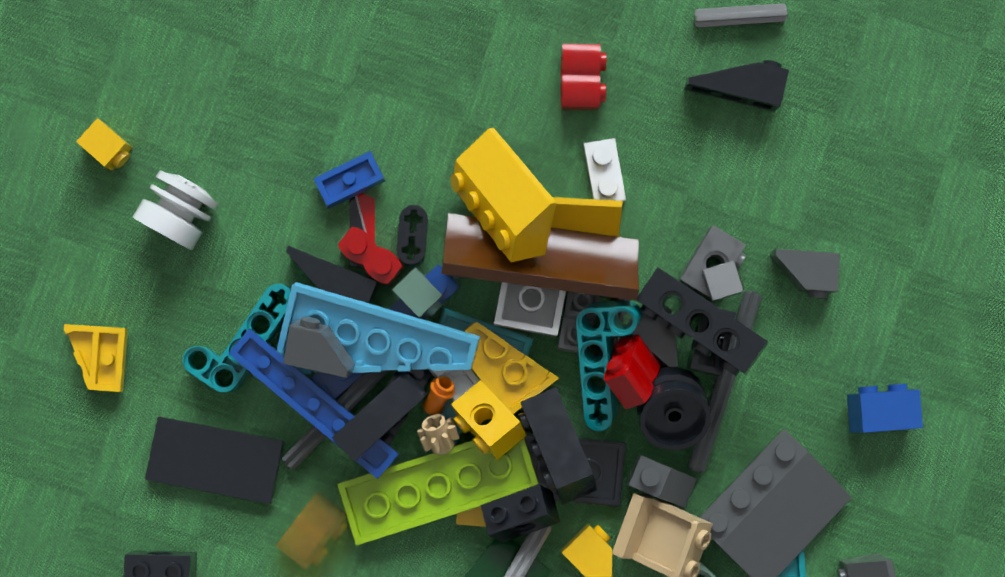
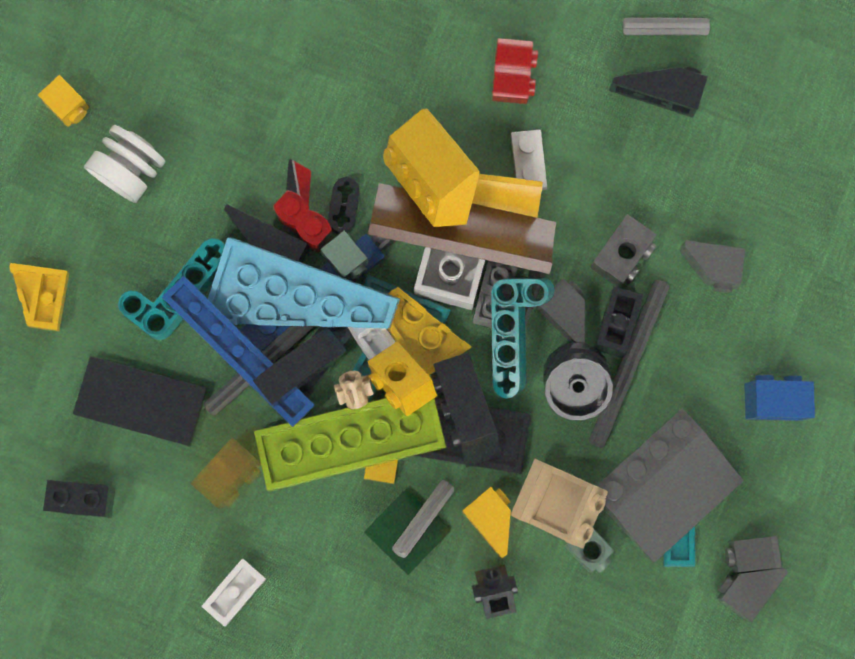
camera: 10 degrees right, 5 degrees down
(316, 348) = (244, 297): dark grey slope -> none
(349, 179) = (289, 150): blue plate -> none
(441, 390) = (359, 348): orange pin -> none
(520, 513) = (425, 470): black brick -> none
(631, 371) = (540, 341): red brick -> none
(661, 481) = (562, 451): dark grey slope -> none
(664, 286) = (577, 265): black brick -> none
(722, 280) = (632, 265): light grey tile -> none

